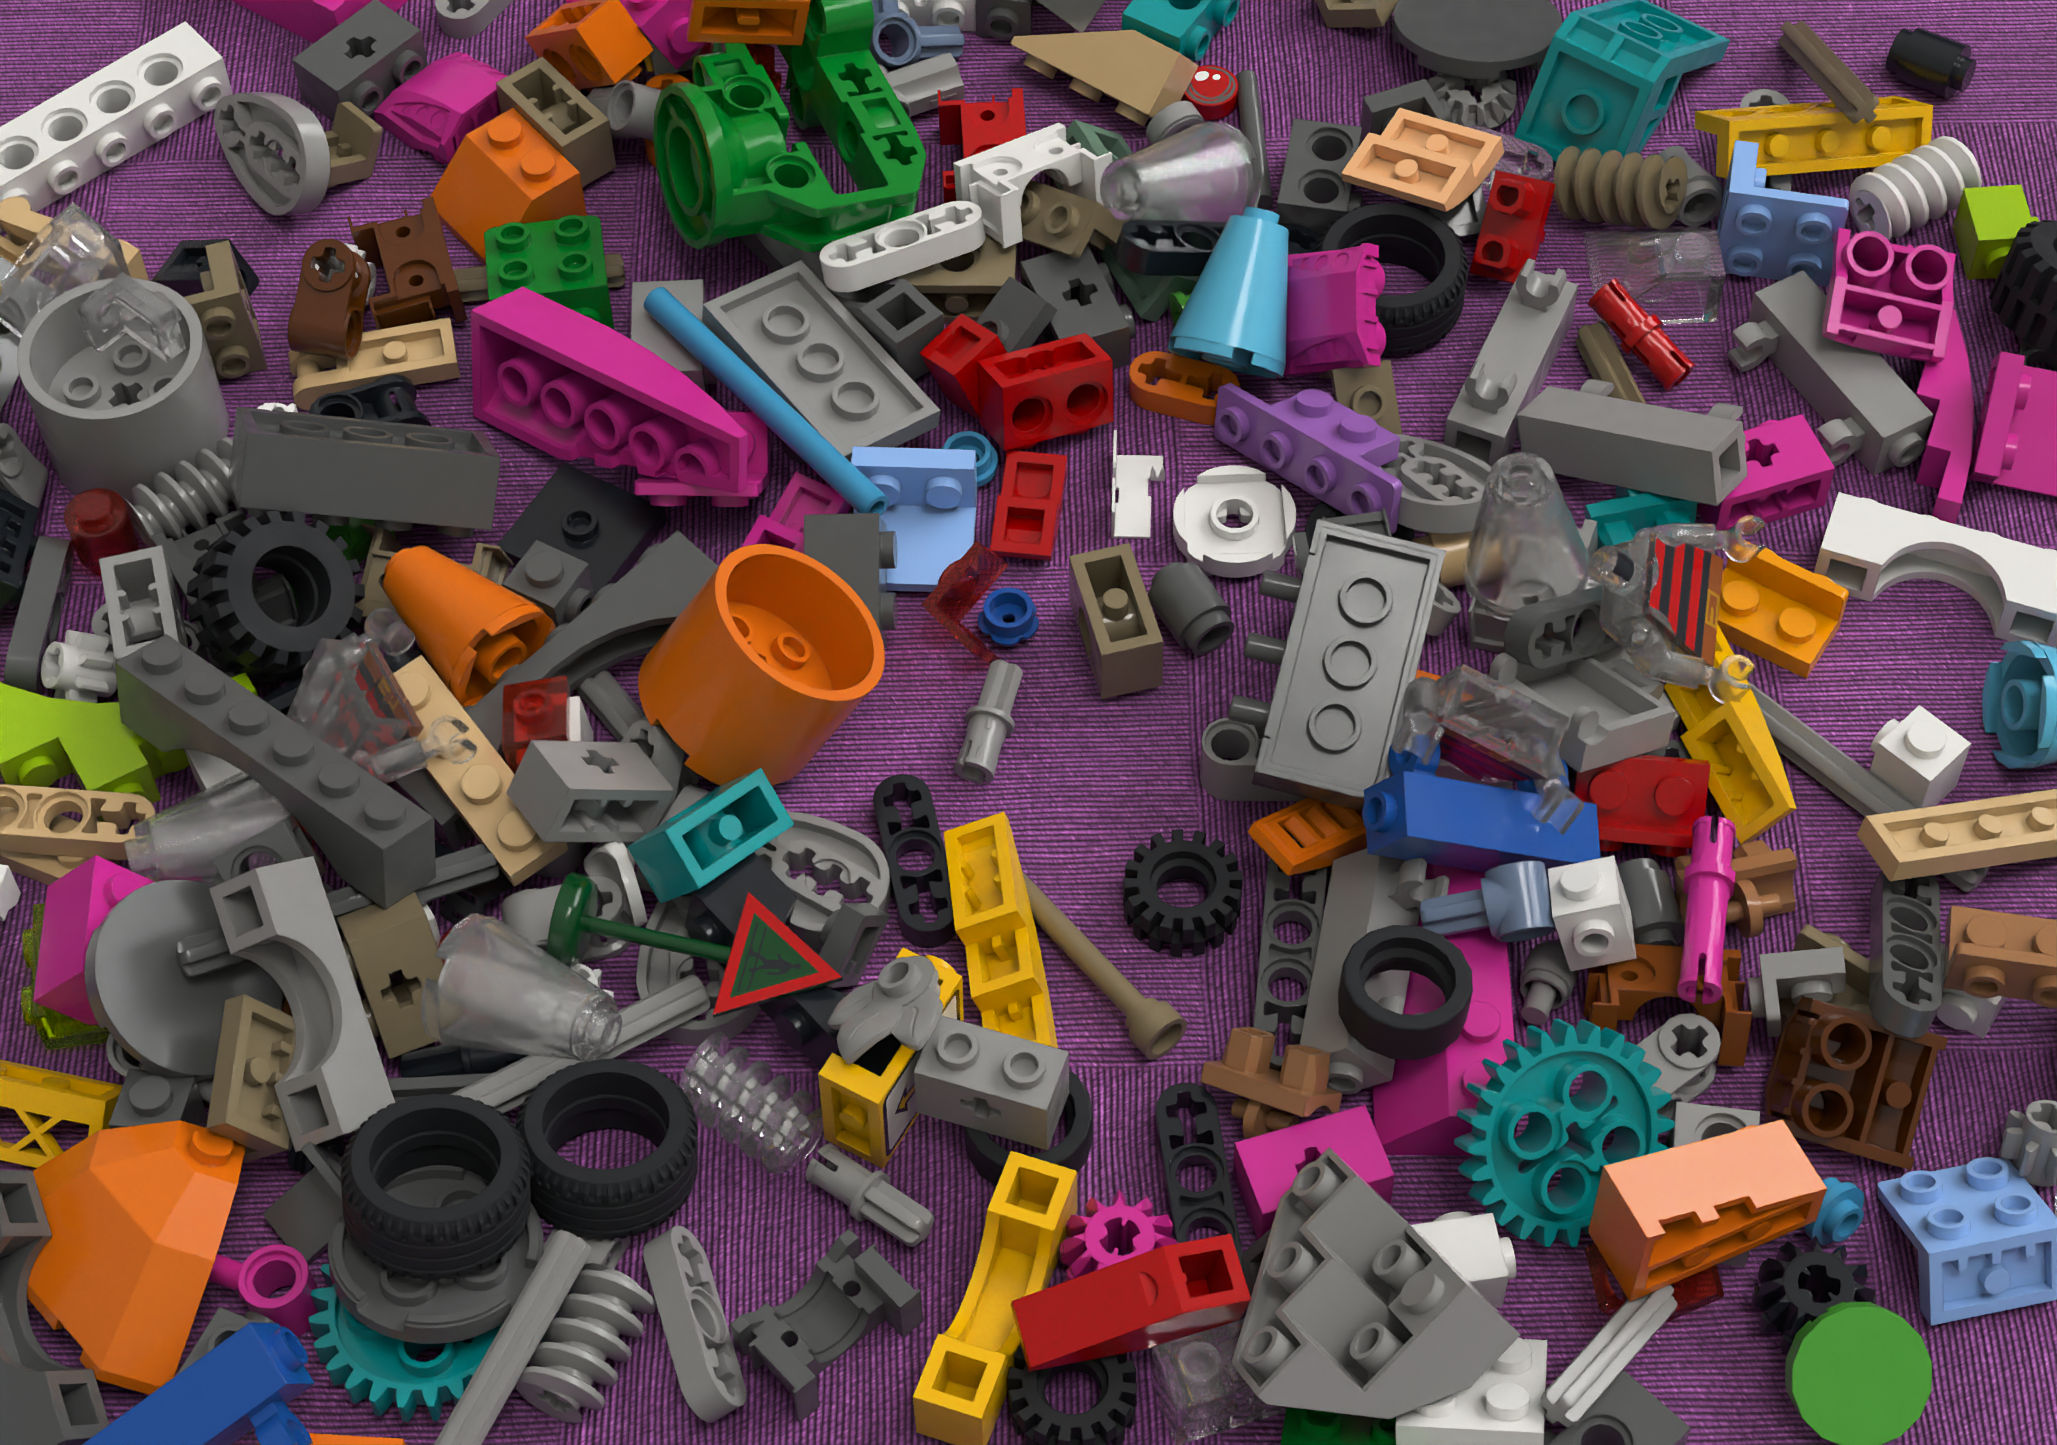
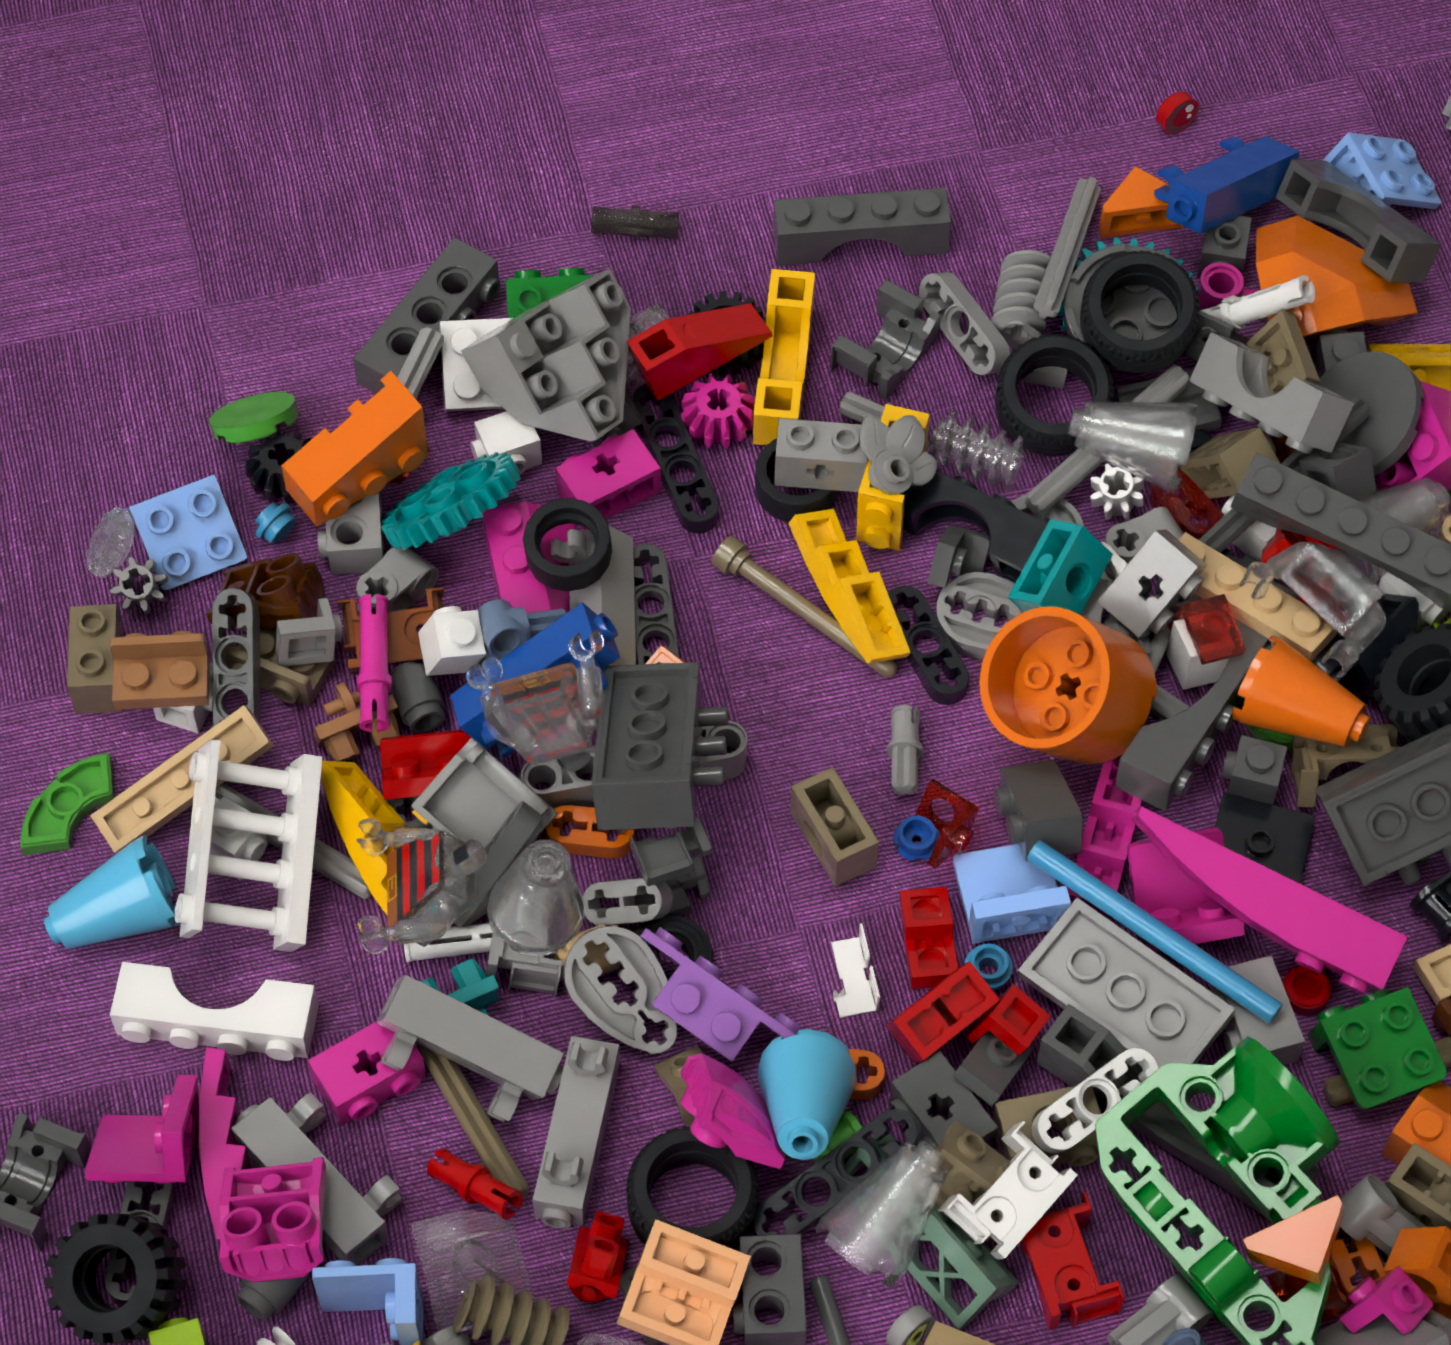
camera: 165 degrees right, 5 degrees up
(196, 1128) = (1261, 304): none -> white pin
(761, 964) = (996, 499): dark green piece -> none
(1187, 861) = (741, 628): black tyre -> none
(1191, 607) = (783, 866): dark grey brick -> none
(1234, 551) = (782, 929): white plate -> none
(1296, 1089) = (646, 518): medium nougat hips -> none
(1780, 610) = (338, 958): light orange bracket -> none
(1841, 682) = (294, 828): none -> white fence

